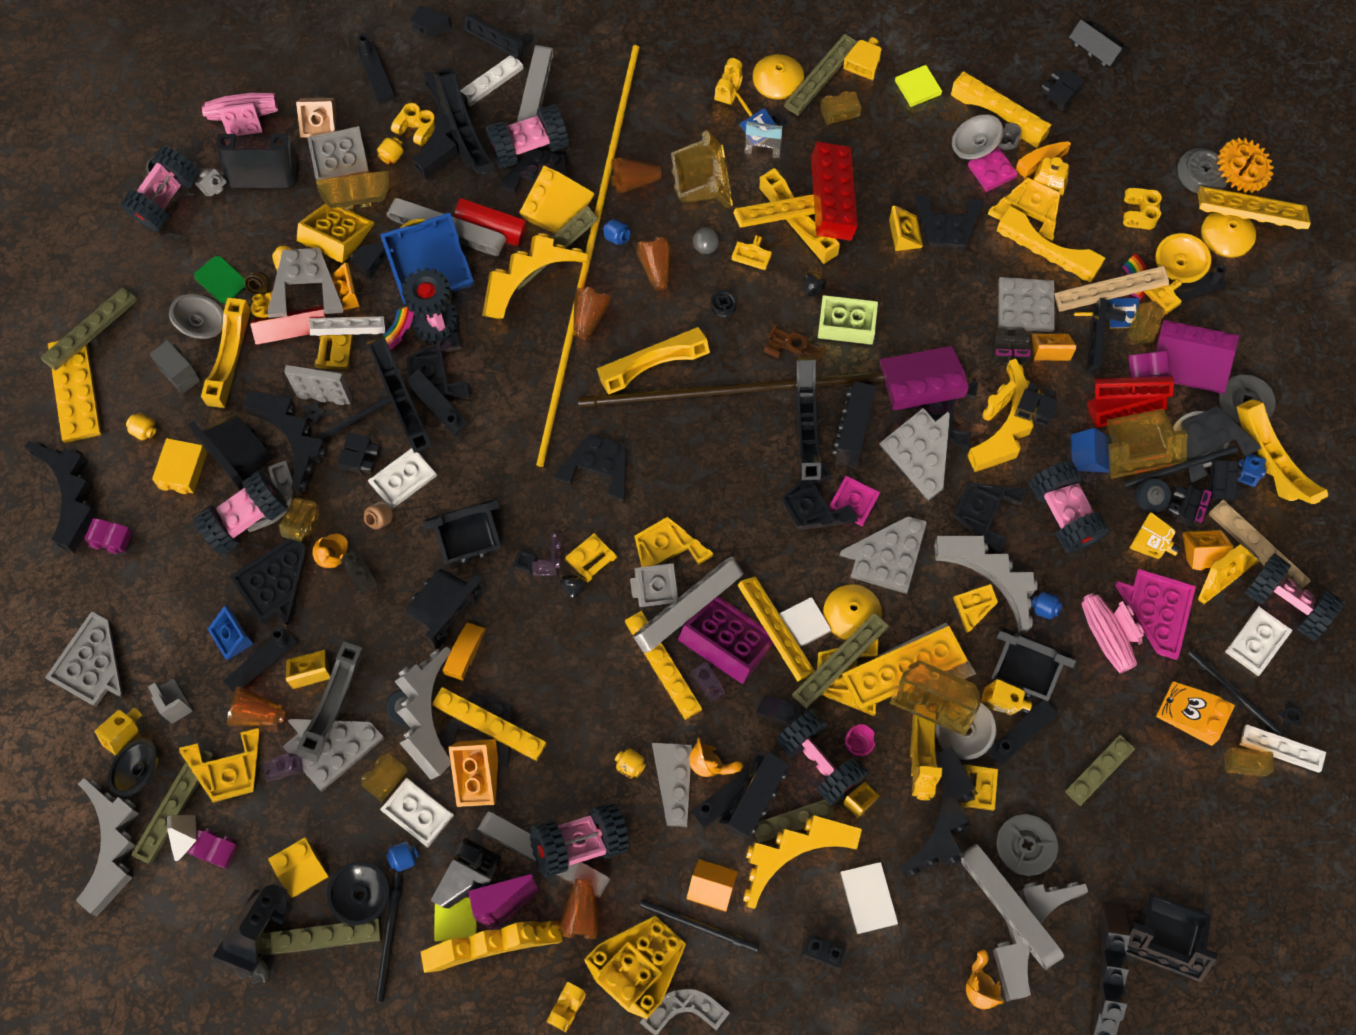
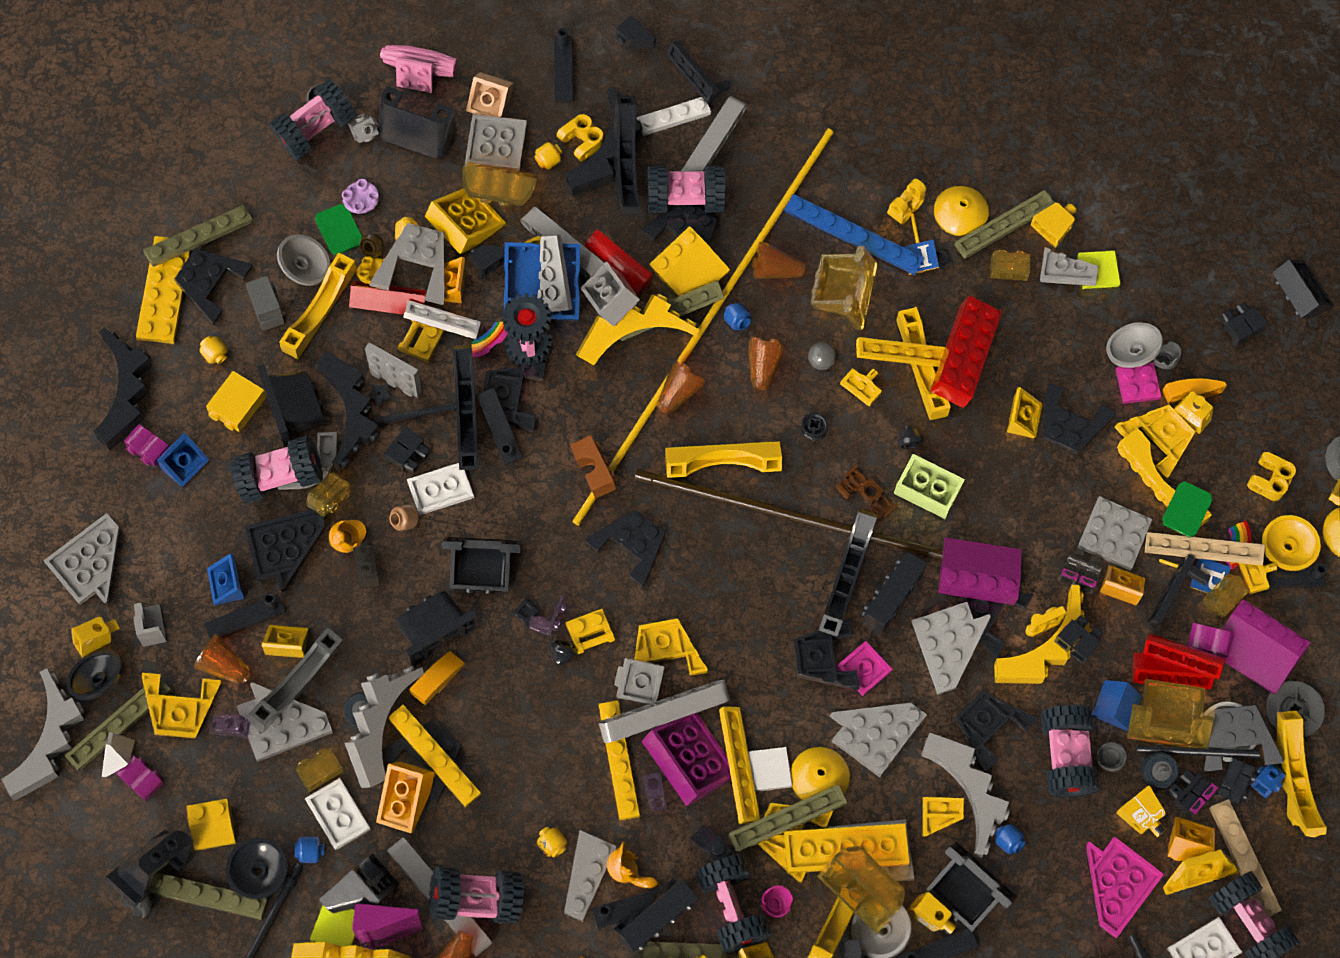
camera: 15 degrees right, 0 degrees up
(105, 361) = (201, 275): none -> black wing
(147, 537) = (182, 460): none -> blue slope
(230, 243) = (360, 197): none -> lavender dish
(435, 247) = (553, 274): none -> light grey wing
(494, 247) = (610, 294): none -> light grey brick
(526, 398) = (600, 479): none -> dark orange arch
(683, 126) = (854, 234): none -> blue plate
(764, 136) = (919, 271): clear flag -> none
(886, 96) = (1064, 270): none -> light grey wing
(972, 91) = (1153, 299): yellow arch -> none
(1082, 260) = (1187, 509): none -> green piece
(1106, 499) = (1111, 756): none -> dark grey hair
(1113, 631) = (1064, 887): bright pink plate -> none

